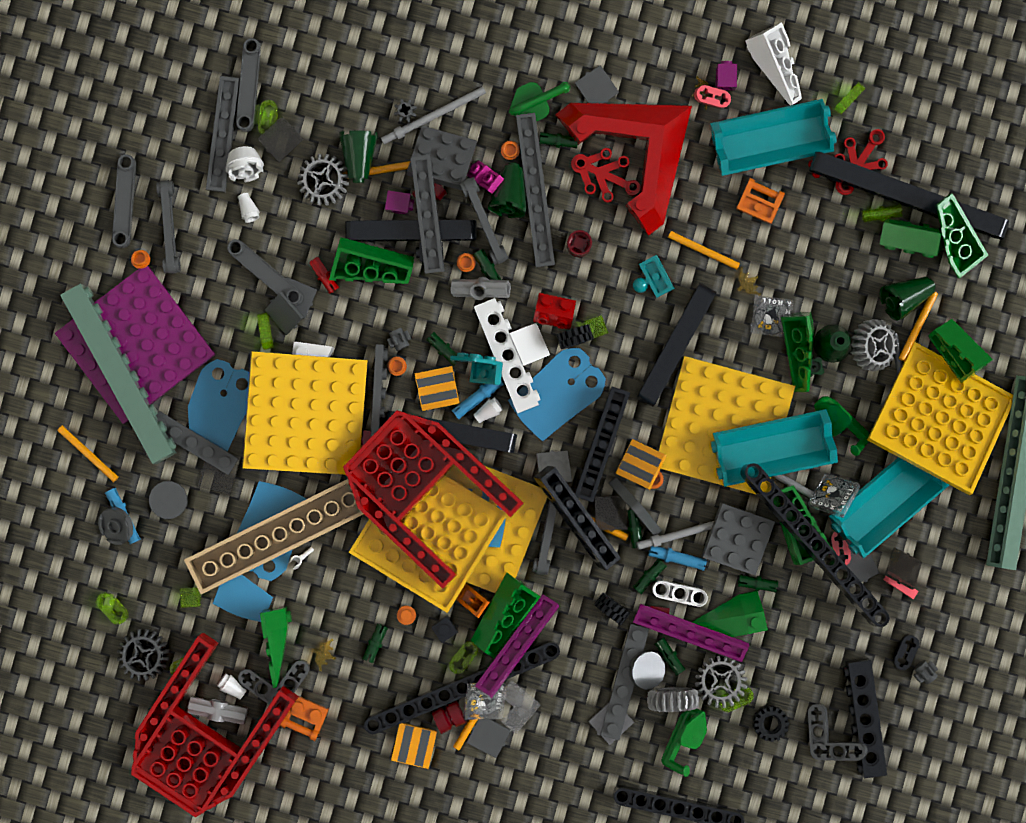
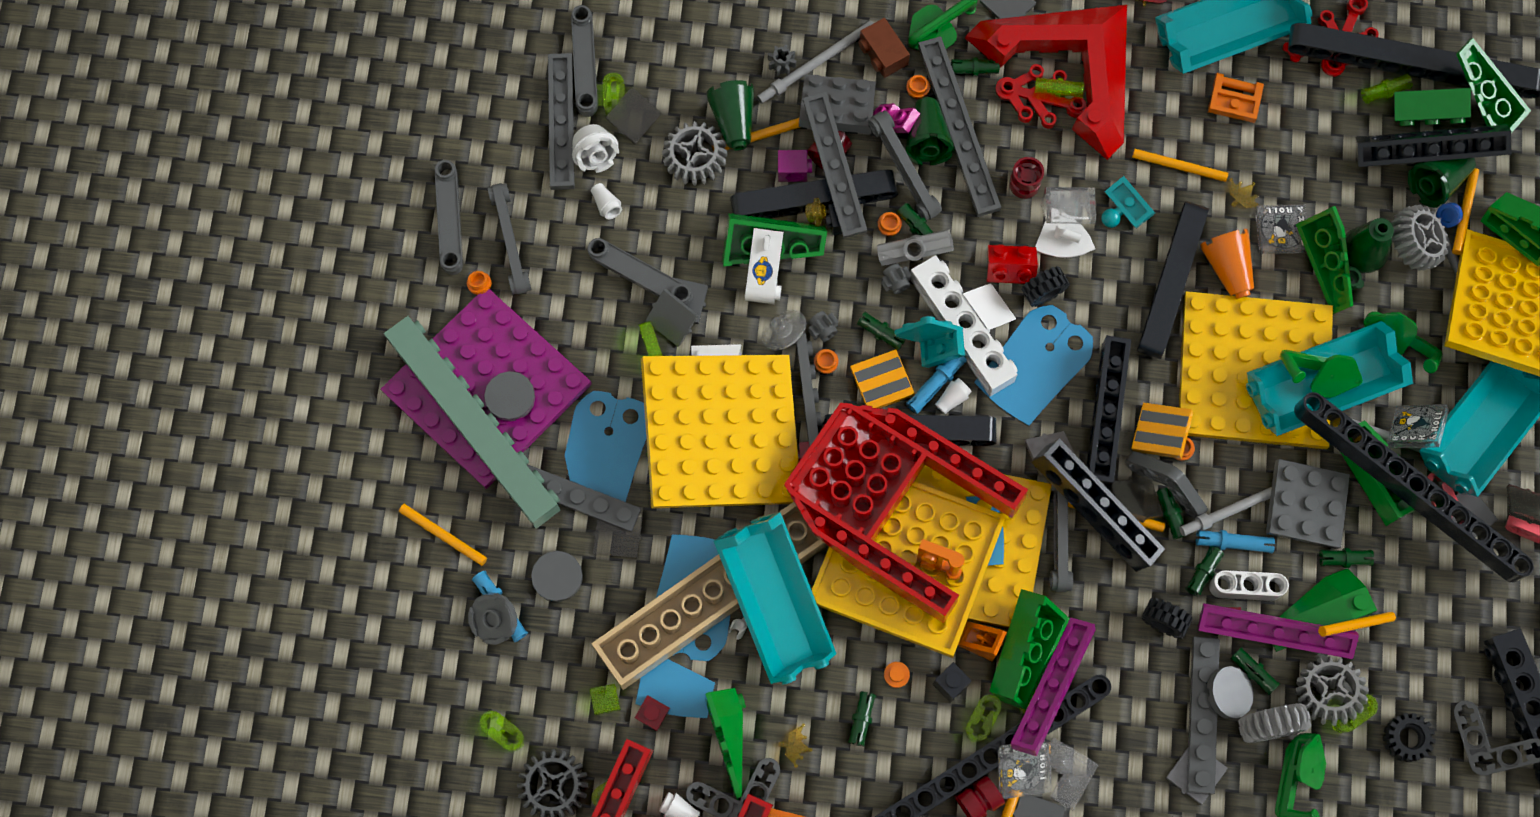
camera: 10 degrees left, 15 degrees down
(150, 358) = (509, 396): none -> dark grey tile
(223, 613) = (652, 713): none -> dark red plate
(323, 274) = (714, 265): red axle -> none
(323, 549) = (775, 598): none -> teal panel
(360, 286) = (764, 267): none -> white door
(368, 337) = (783, 330): none -> clear dish
(408, 247) = (815, 212): none -> clear yellow plate
(443, 541) = (933, 556): none -> orange plate
(462, 310) = (896, 278): none -> dark grey gear
(488, 113) = (883, 47): none -> copper brick
(597, 326) = (1072, 274): clear neon green tile -> none
(600, 294) = (1064, 240): none -> white shield
(606, 276) = (1069, 205): none -> clear slope
(620, 172) = (1059, 87): none -> clear neon green pin
(724, 340) = (1232, 261): none -> orange cone
(750, 637) = (1356, 624): none -> light orange bar
(779, 444) = (1334, 373): none -> green piece
(901, 273) = (1433, 145): none -> black brick
(903, 328) = (1450, 214): none -> blue tile

